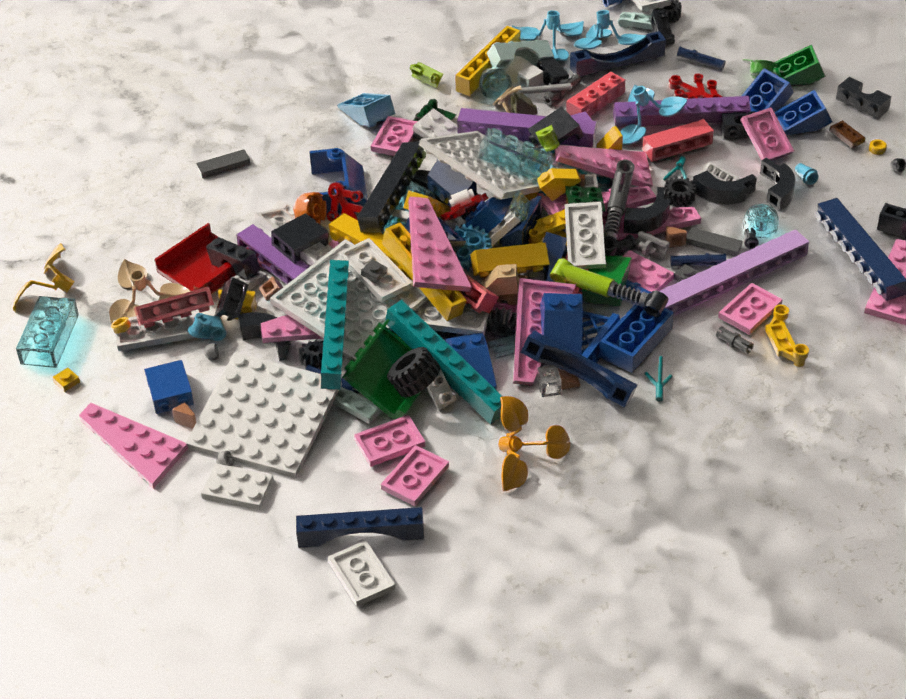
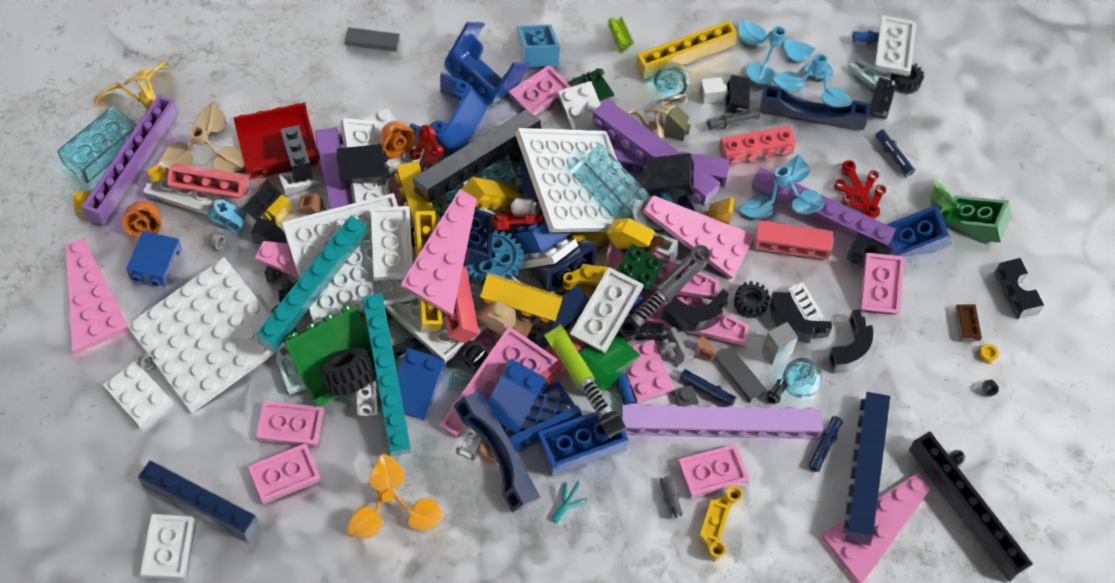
camera: 25 degrees right, 15 degrees up
(87, 329) = (130, 160): none -> medium lavender brick
(133, 361) = (141, 217): none -> orange cylinder
(184, 416) = (145, 295): nougat slope -> none
(314, 137) = (466, 65): none -> blue windscreen
(374, 271) = (385, 246): dark grey plate -> none
(503, 53) = (695, 54): light aqua arch -> none
(517, 204) = (559, 244): clear light blue tile -> none
(546, 88) = (723, 116): light grey bar -> none
(548, 138) = (649, 183): lime piece -> none
(679, 166) = (775, 269): teal plant -> none
(728, 204) = (779, 343): none -> light grey brick
(804, 115) = (939, 276): blue slope -> none
(807, 174) = (890, 349): medium azure cone -> none
(815, 252) = (828, 437): none -> dark blue pin

